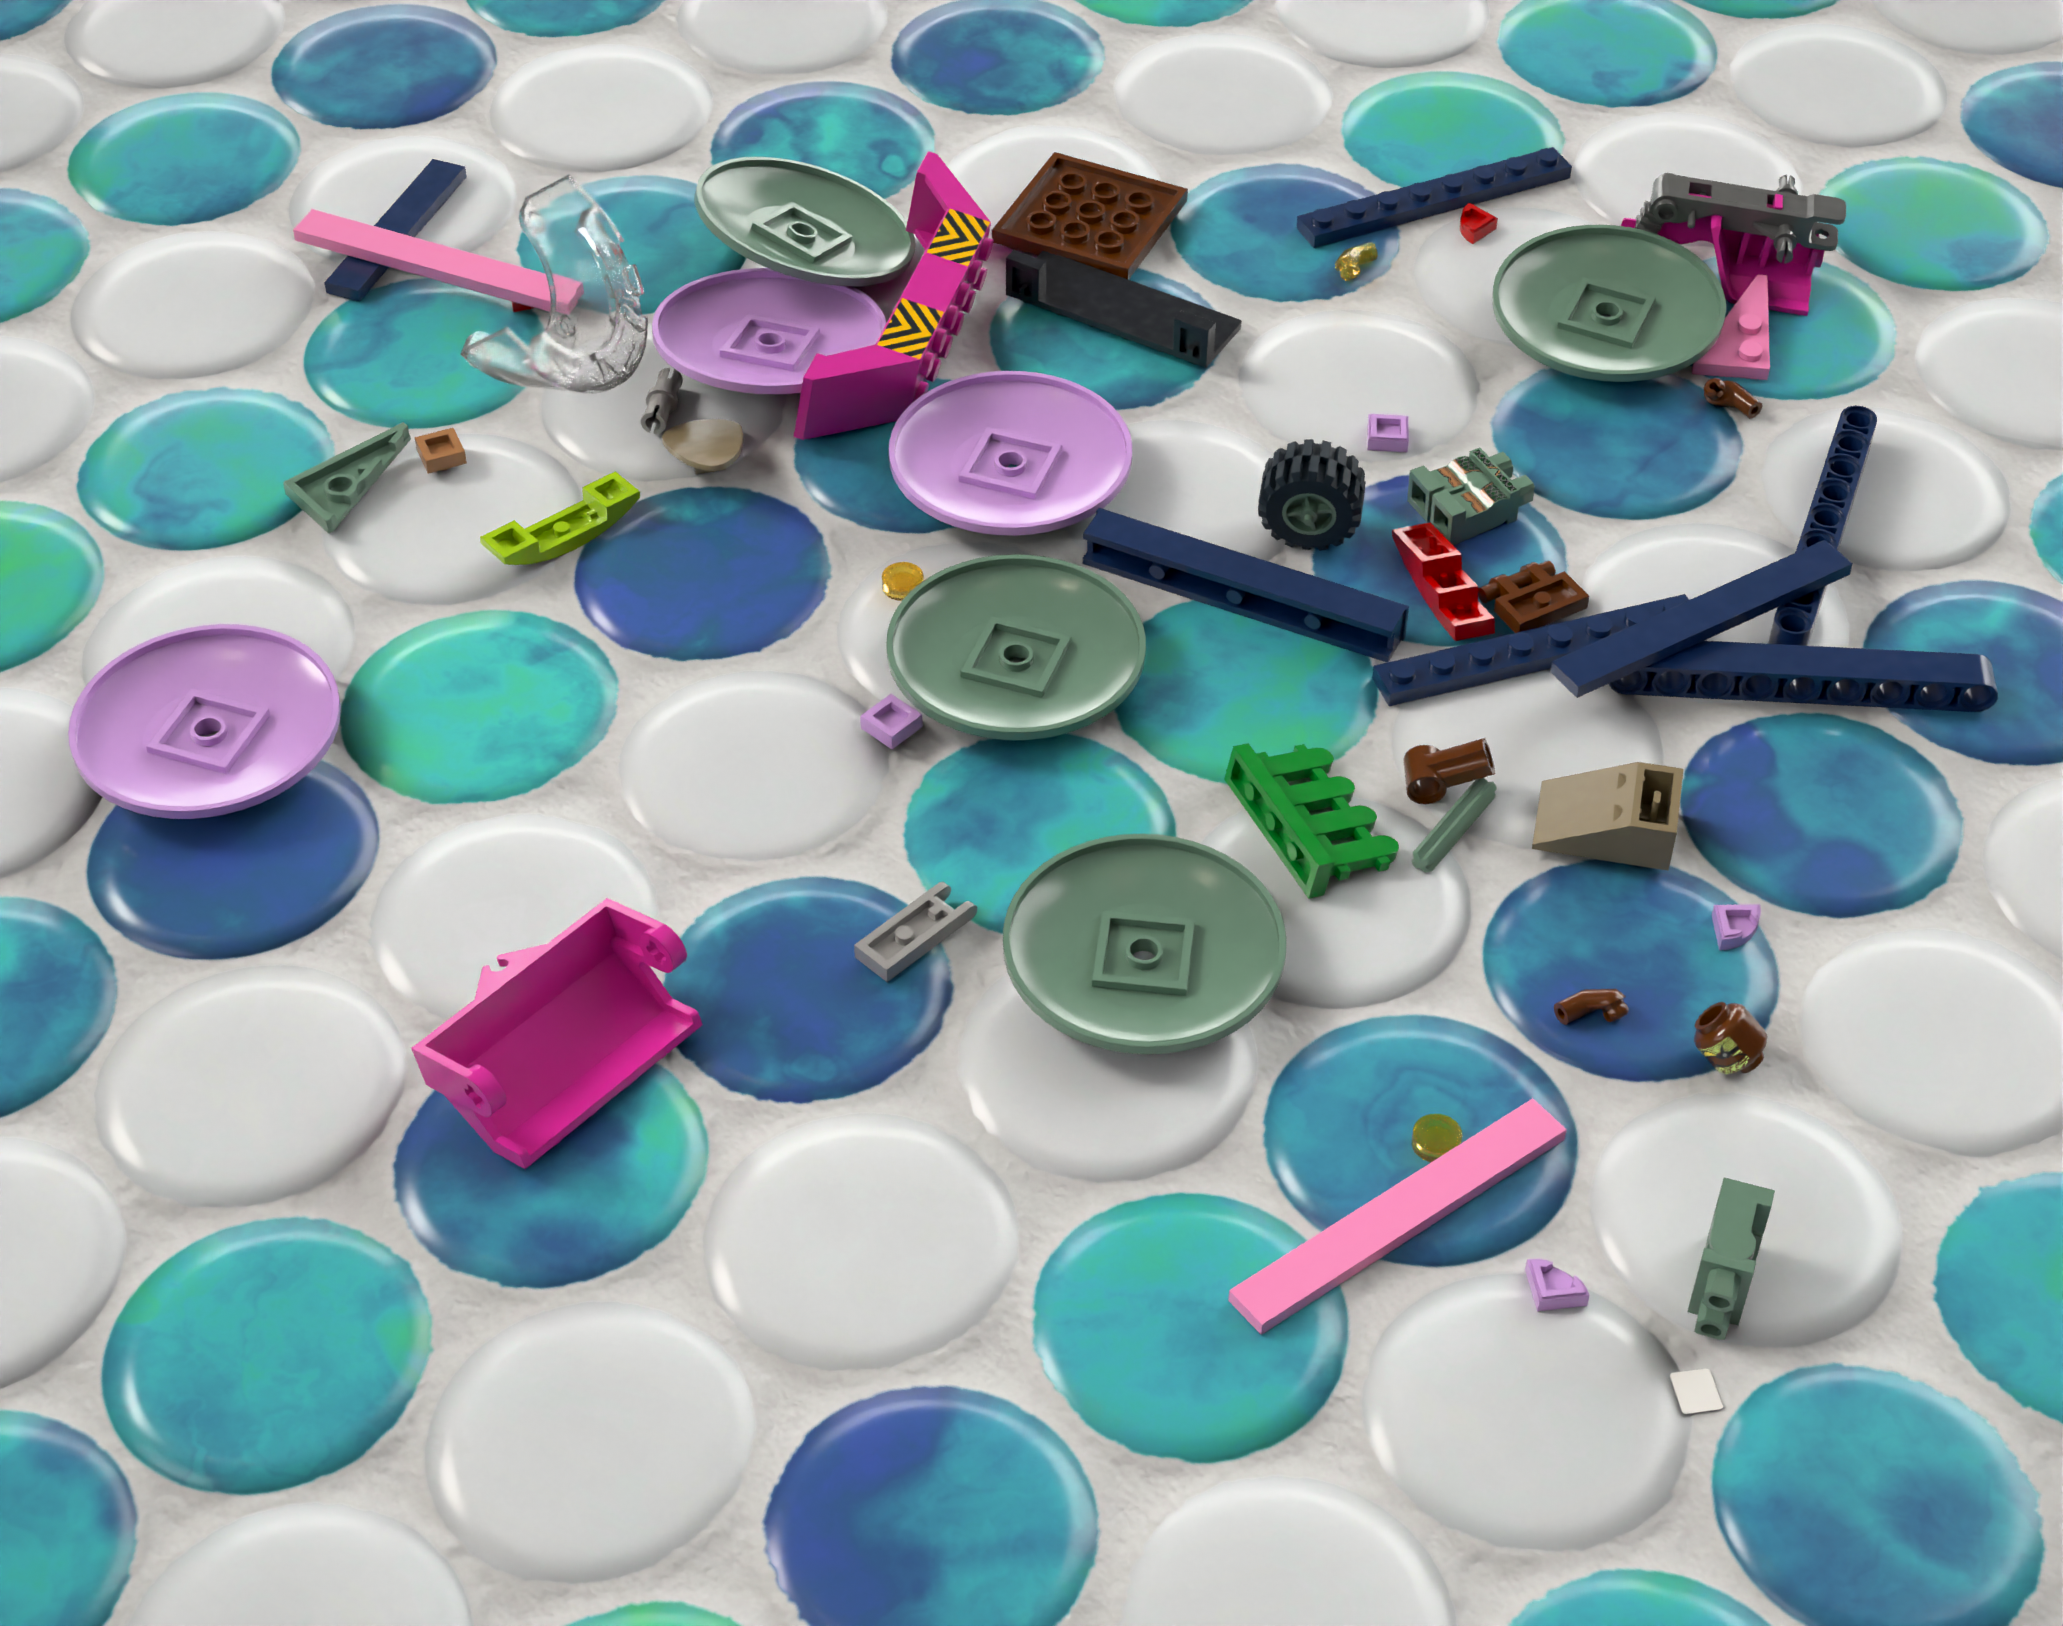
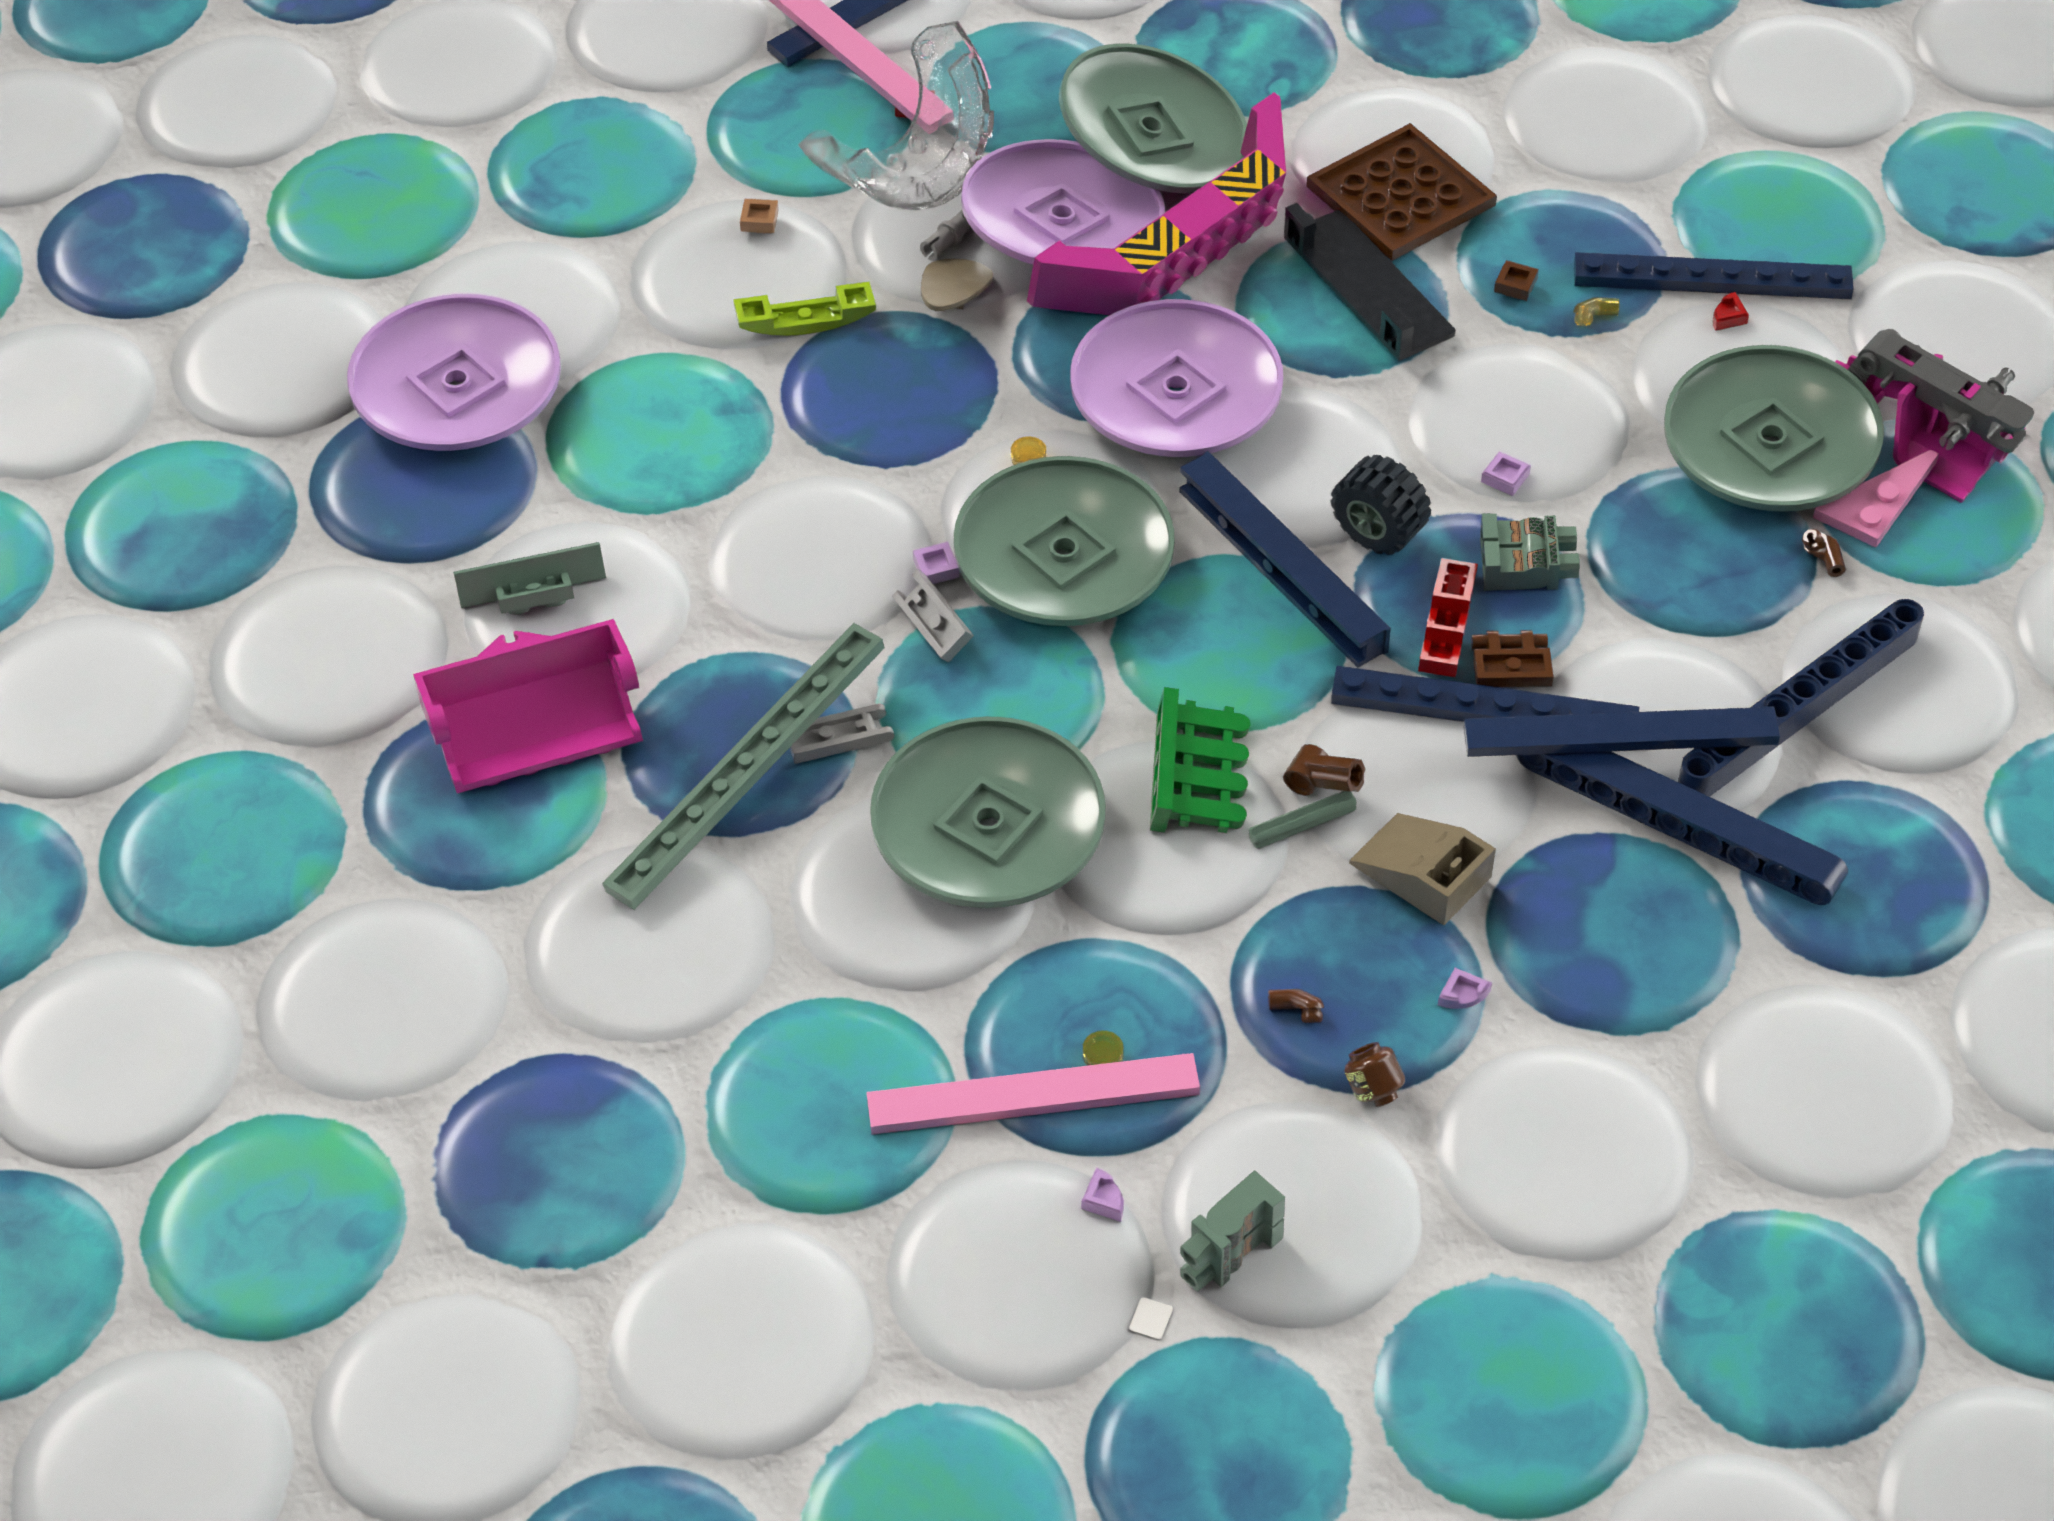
camera: 30 degrees right, 5 degrees up
(338, 484) = (670, 215): sand green wing -> none
(449, 907) = (531, 579): none -> sand green bracket
(843, 1010) = (742, 766): none -> sand green plate
(932, 774) = (934, 617): none -> light grey hinge
(1262, 258) = (1516, 280): none -> reddish brown plate

